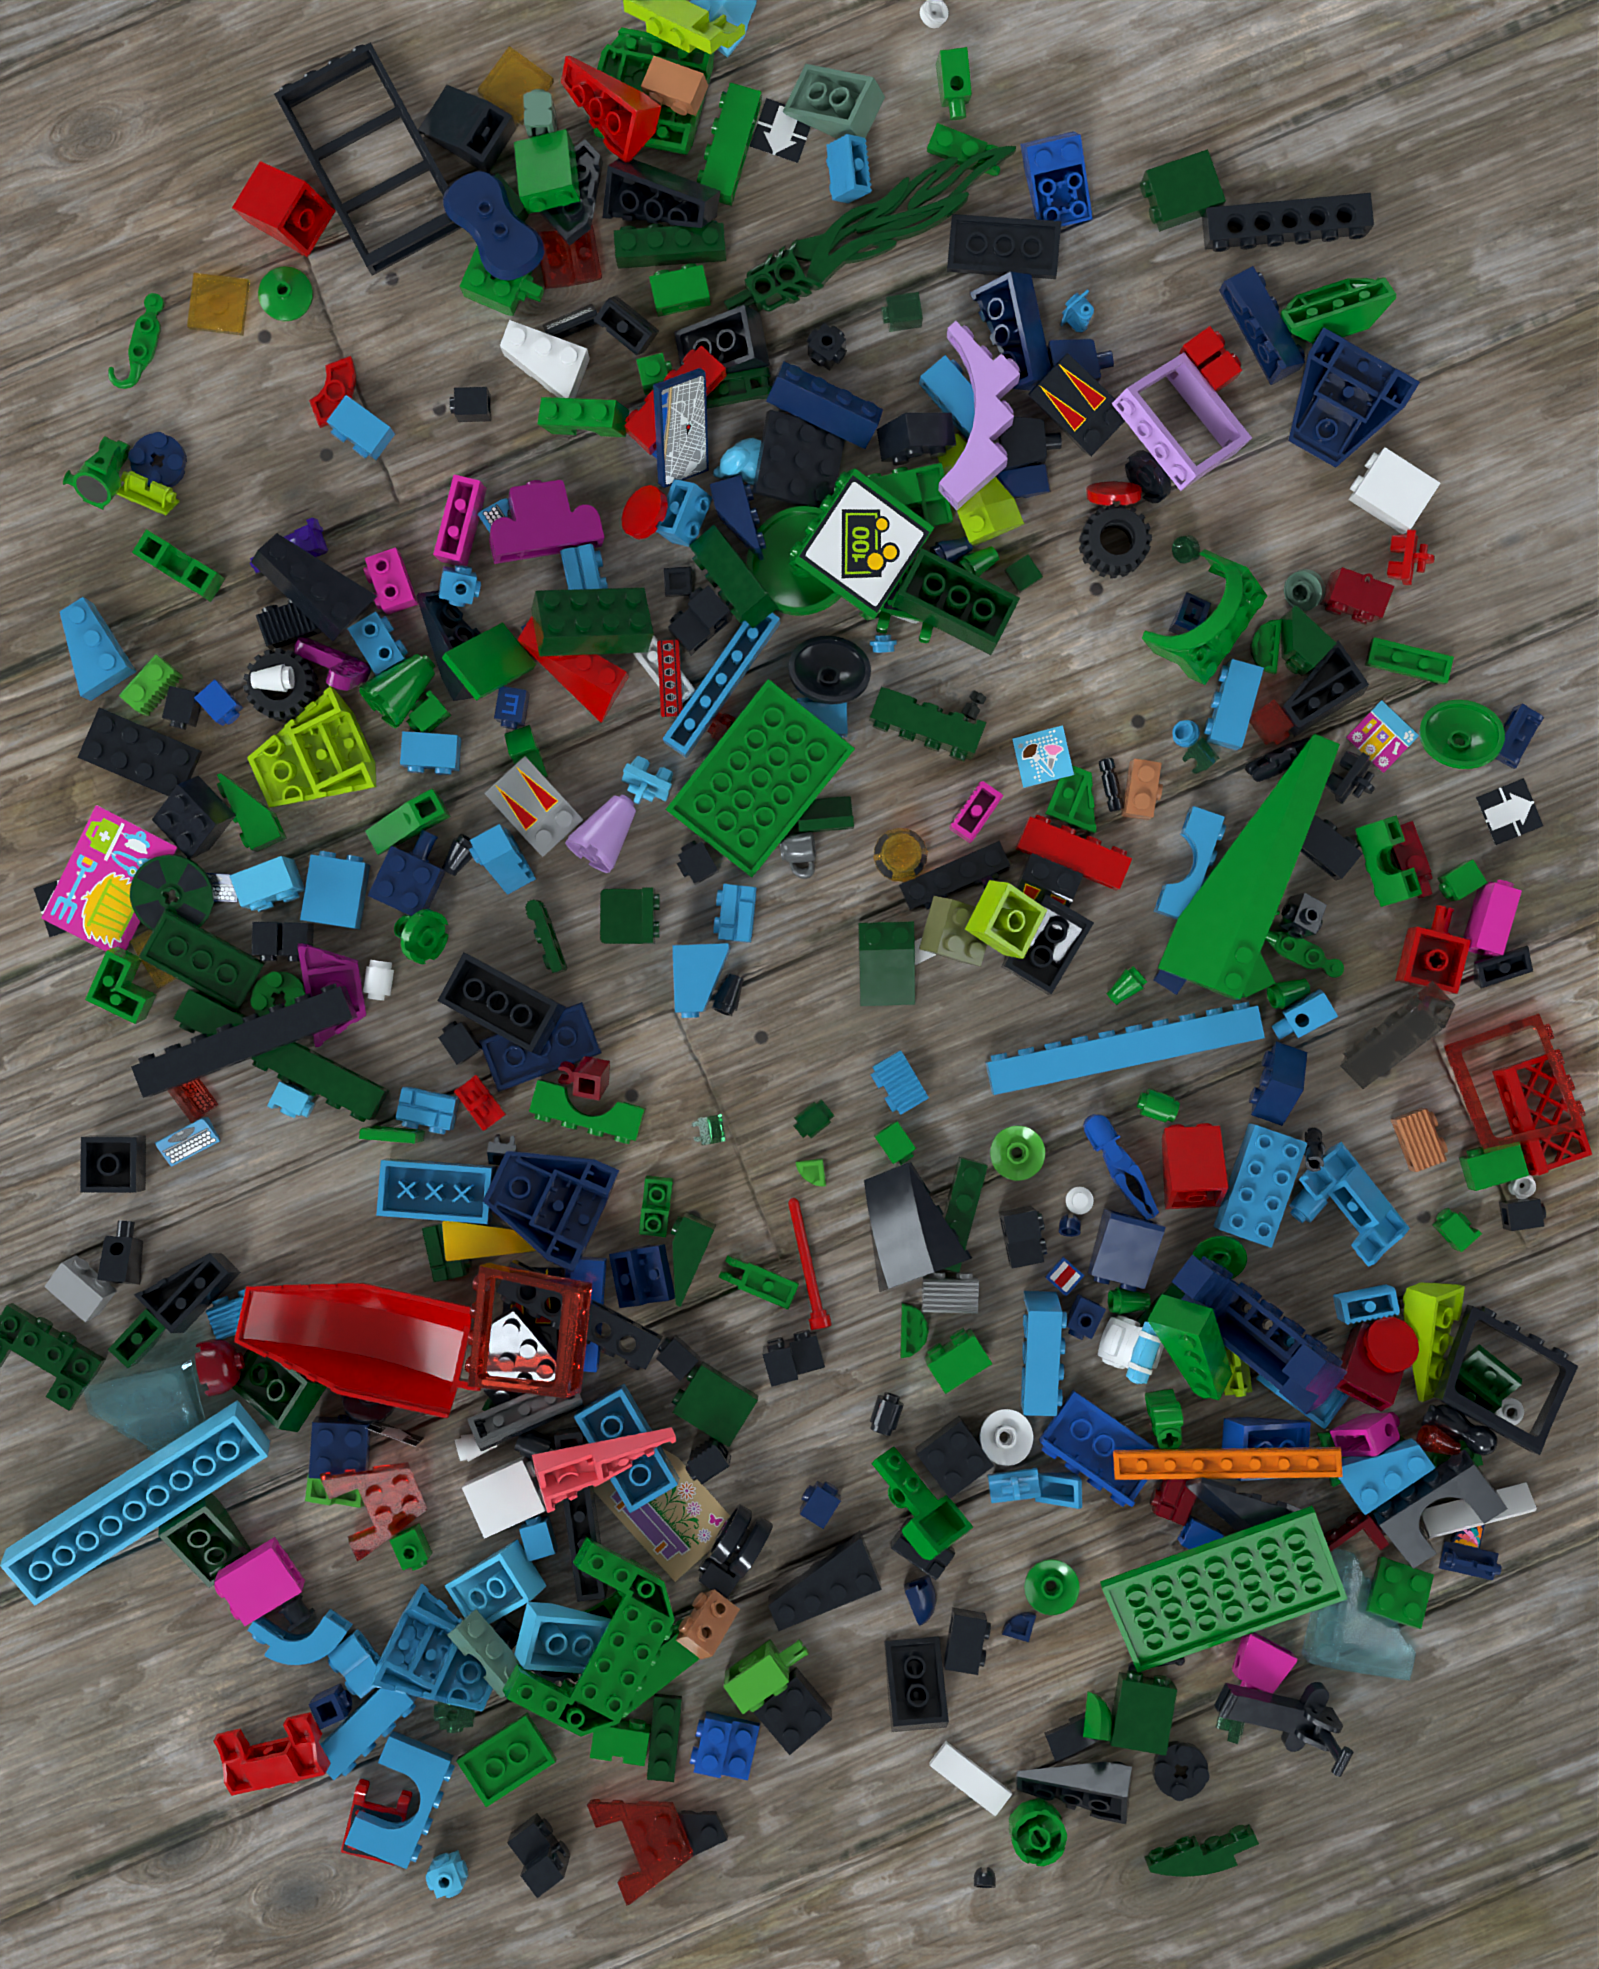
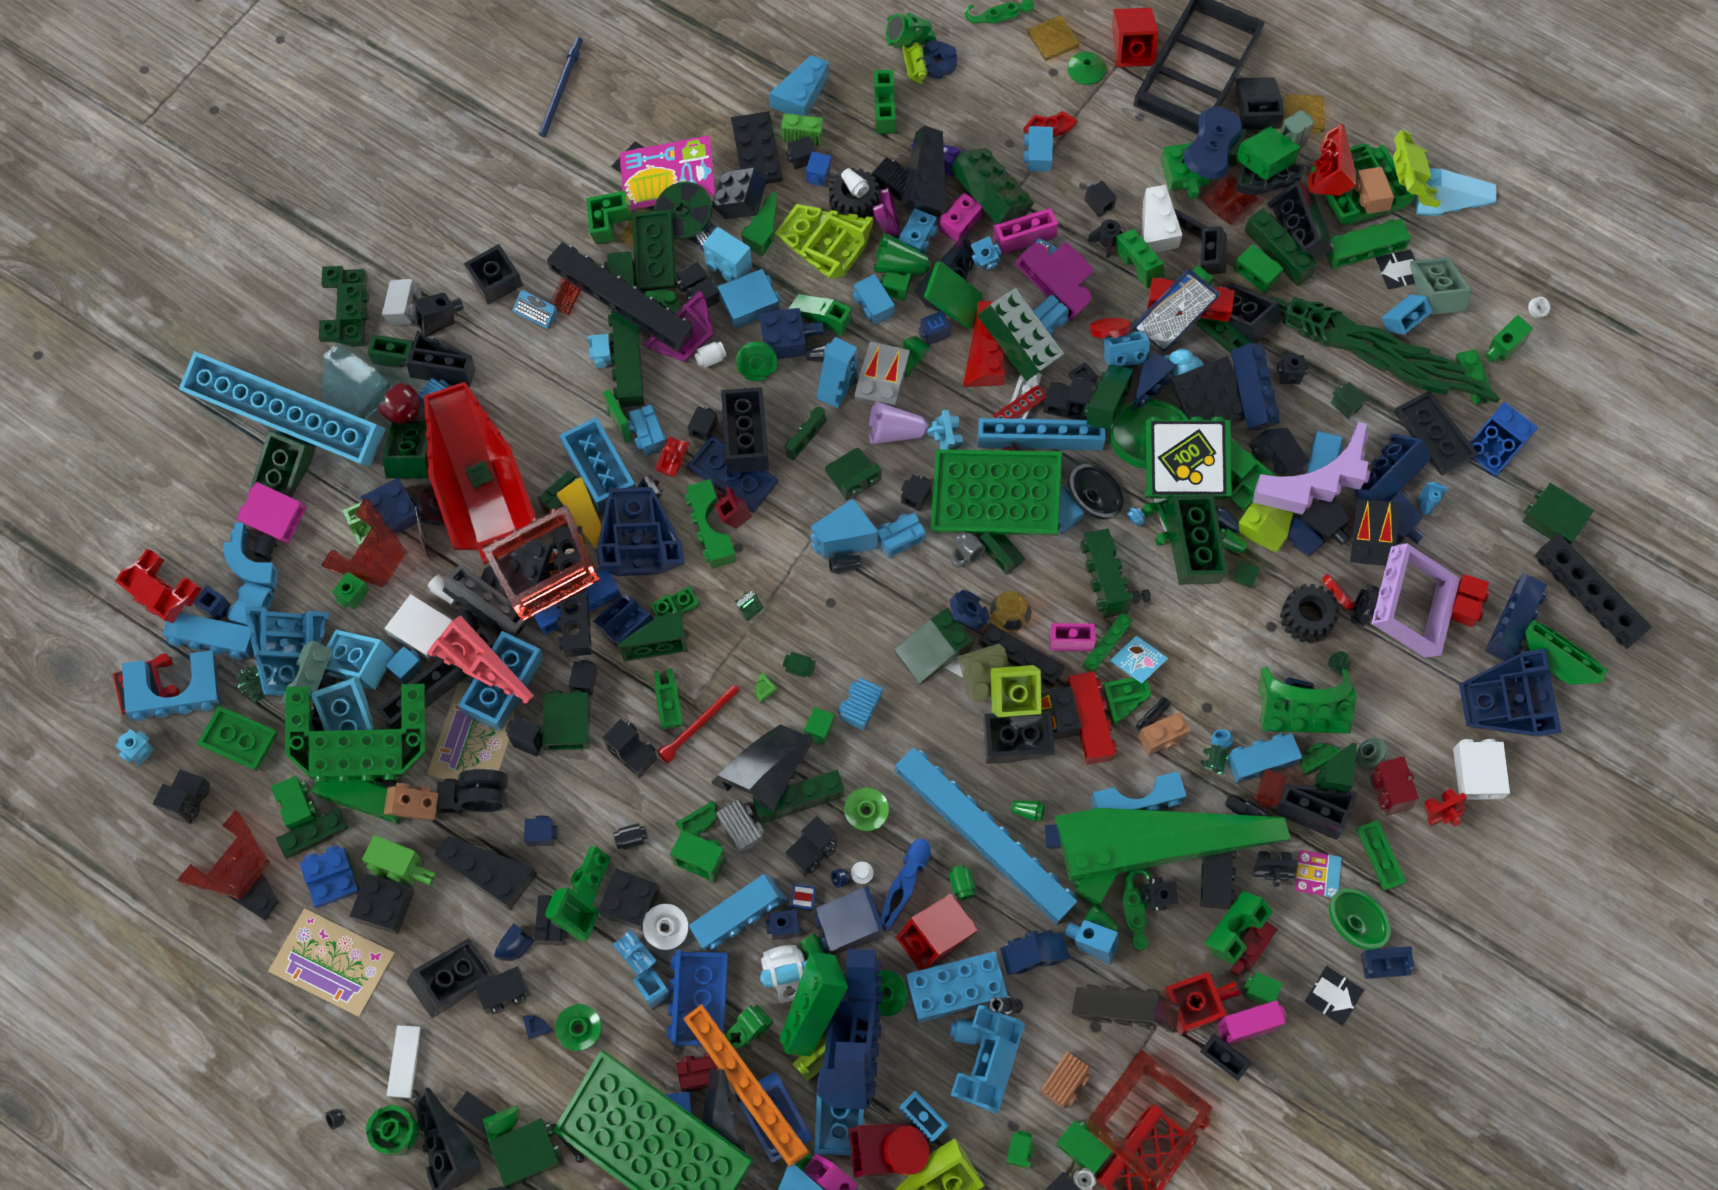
camera: 55 degrees right, 20 degrees down
(360, 1327) = (479, 474): none -> dark green tile
(377, 520) = (991, 185): none -> dark green brick
(527, 434) = (1106, 234): none -> black brick
(816, 1793) = (331, 962): none -> sticker
(874, 912) = (968, 610): none -> dark blue plate
(1003, 776) = (1107, 643): none -> green piece

